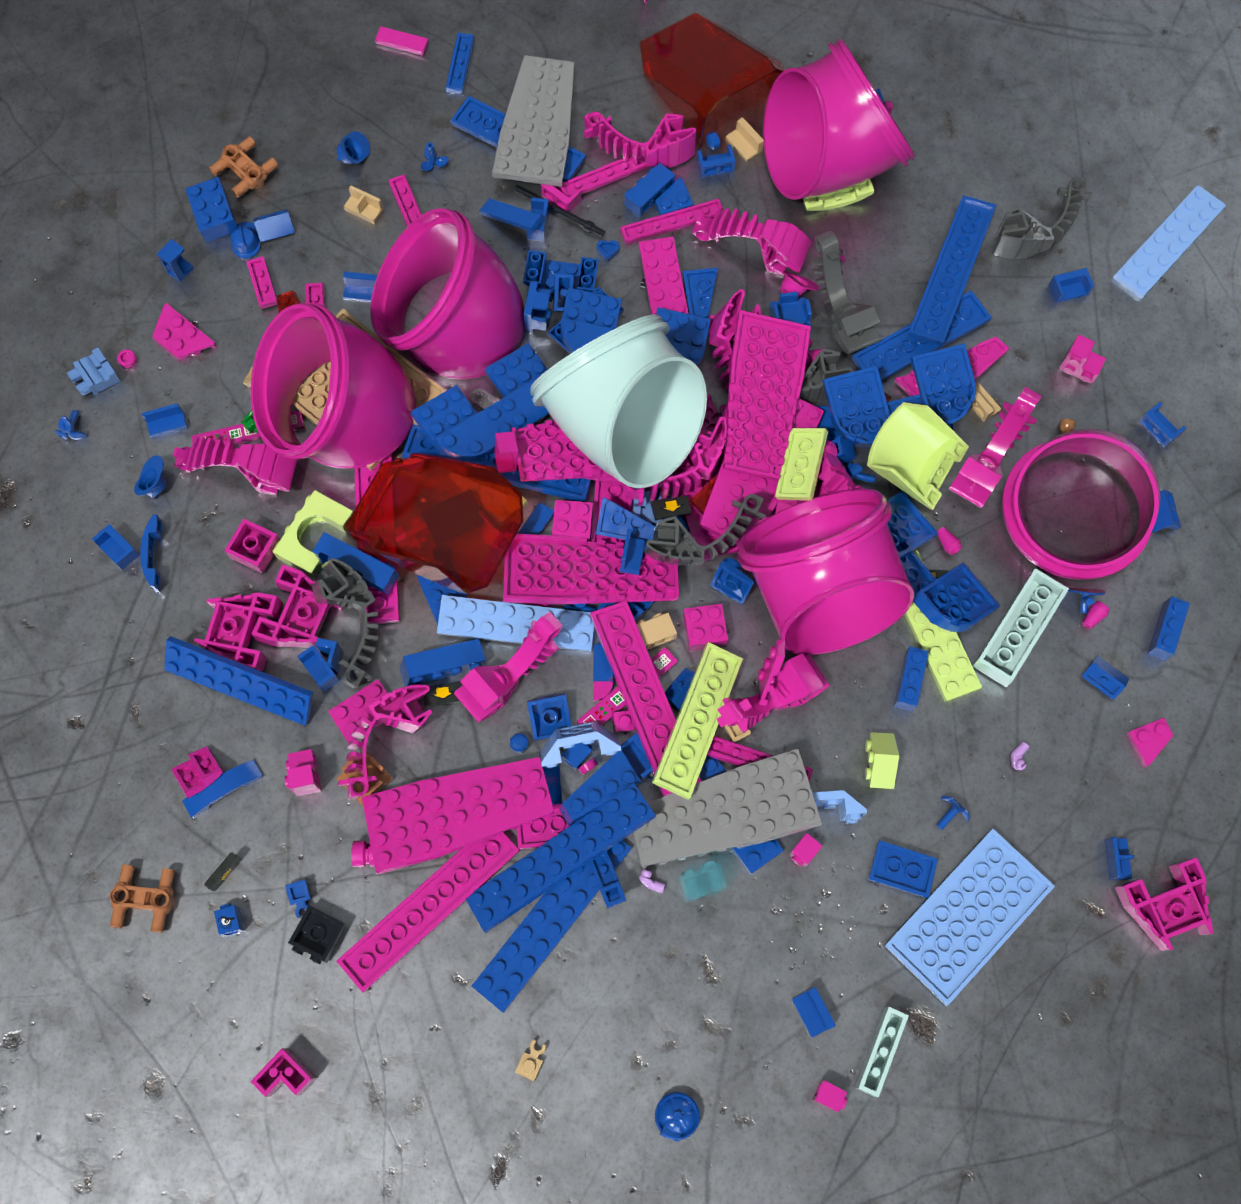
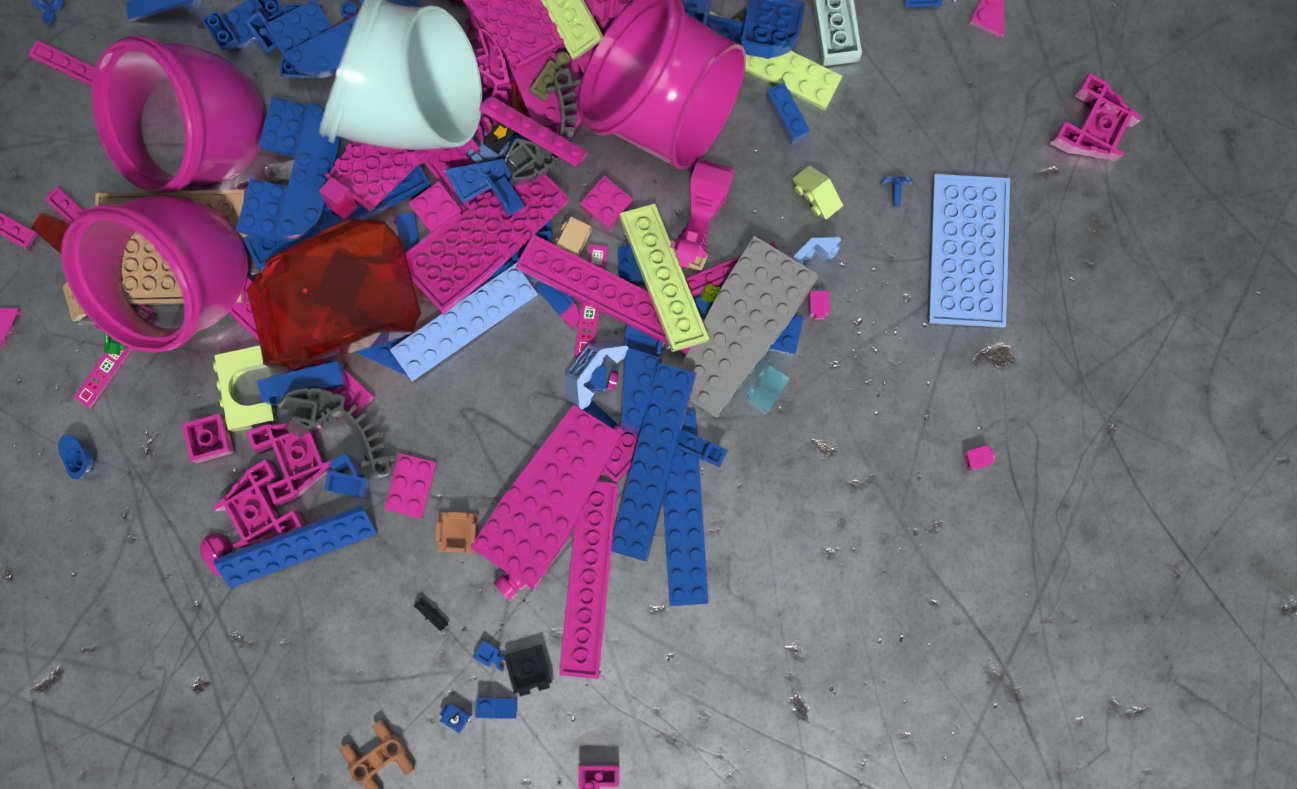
camera: 40 degrees left, 10 degrees up
(115, 547) = (99, 532): blue panel -> none
(152, 531) = (117, 496): blue slope -> none
(165, 420) = (40, 403): blue panel -> none
(183, 629) = (213, 547): none -> dark pink piece
(197, 772) = (329, 638): dark pink slope -> none
(222, 871) = (417, 688): pearl dark grey tile -> none
(224, 785) = (358, 632): blue slope -> none
(258, 462) = (151, 372): dark pink piece -> none
(265, 941) = (496, 707): none -> blue slope
(286, 823) = (431, 614): none -> black axle
(302, 773) = (409, 569): dark pink brick -> none
(358, 286) = (92, 163): blue panel -> none
(364, 205) = (28, 93): tan panel -> none
(394, 709) = (436, 463): dark pink piece -> none
(441, 662) = (436, 400): blue wedge -> none
(442, 694) = (457, 422): pearl dark grey tile -> none
(490, 687) = (489, 386): dark pink piece -> none
(519, 743) = (547, 408): blue tile -> none
(529, 1063) = (758, 620): tan plate -> none
(536, 308) = (253, 61): blue panel -> none
(548, 714) = (550, 368): blue slope -> none
(622, 721) = (607, 326): dark pink plate -> none
(655, 885) = (731, 423): lavender arm -> none
(677, 1116) = (889, 564): blue piece -> none
(694, 523) = (533, 131): none -> dark pink plate
(724, 760) = (707, 290): none -> clear neon green plate
(732, 580) = (600, 150): blue slope -> none
(739, 493) = (546, 77): none -> olive plate
(770, 669) = (683, 193): dark pink wing -> none
(813, 1012) = (919, 411): blue panel -> none
(881, 1051) = (988, 397): light aqua brick -> none
(903, 869) = (897, 258): blue plate -> none
(1017, 756) = (911, 109): lavender arm -> none
(1118, 859) = (1036, 120): blue panel -> none

